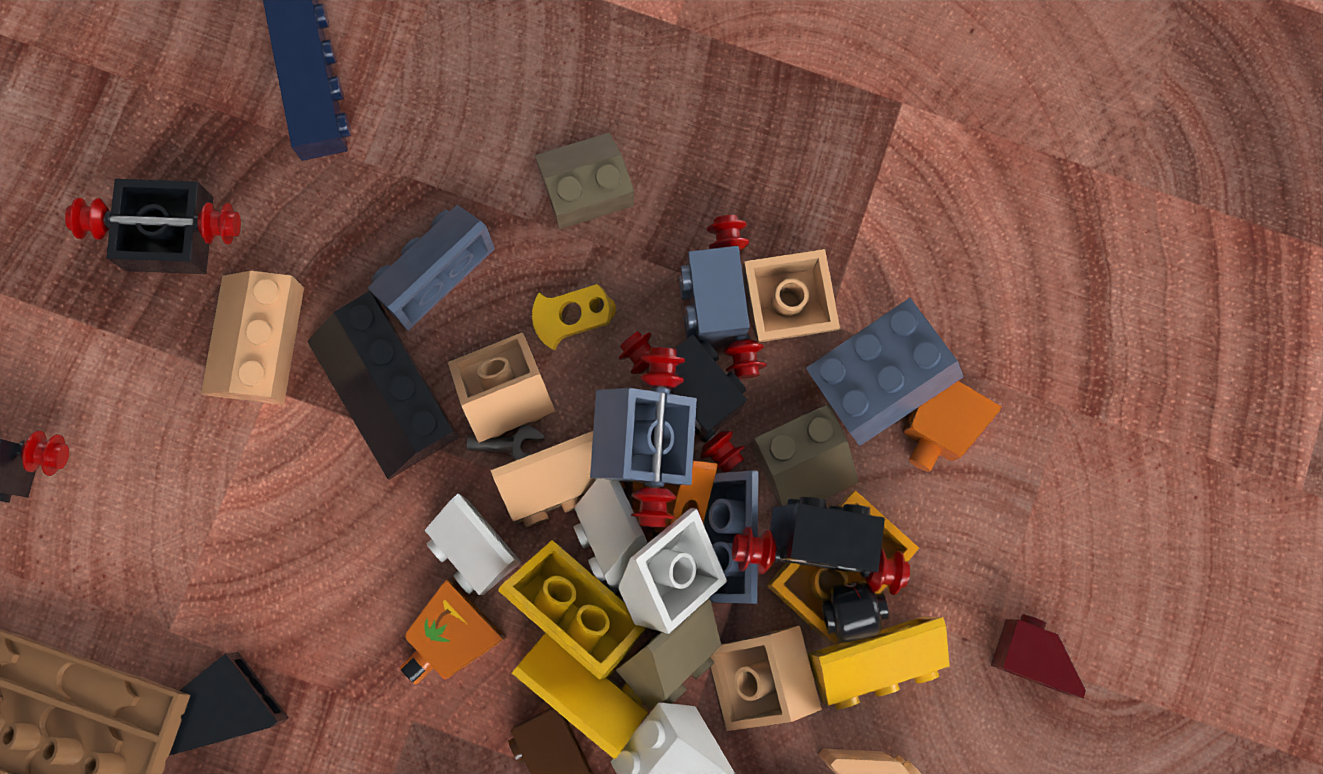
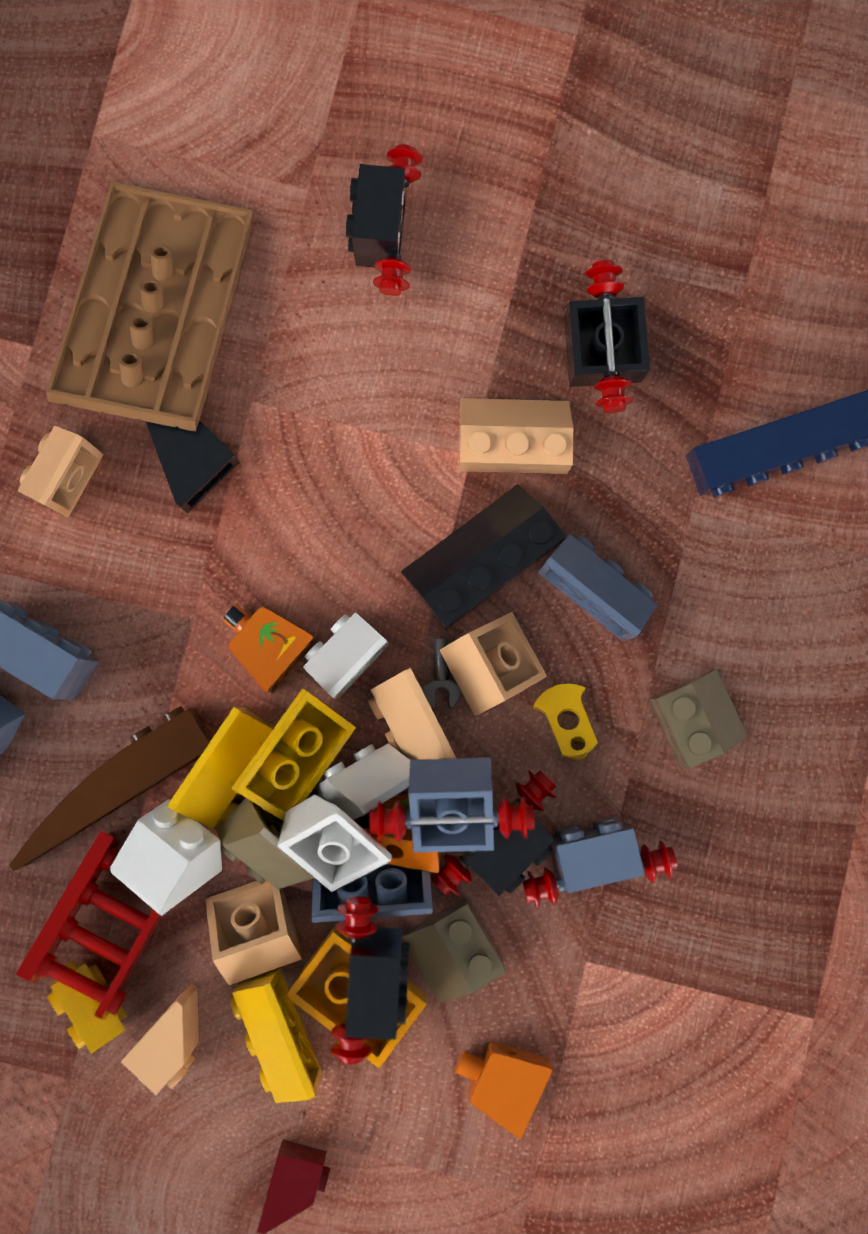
camera: 85 degrees right, 5 degrees up
(790, 296) = (604, 927): light nougat slope -> none
(854, 611) = (314, 1012): black head -> none
(885, 371) = (542, 1024): sand blue brick -> none

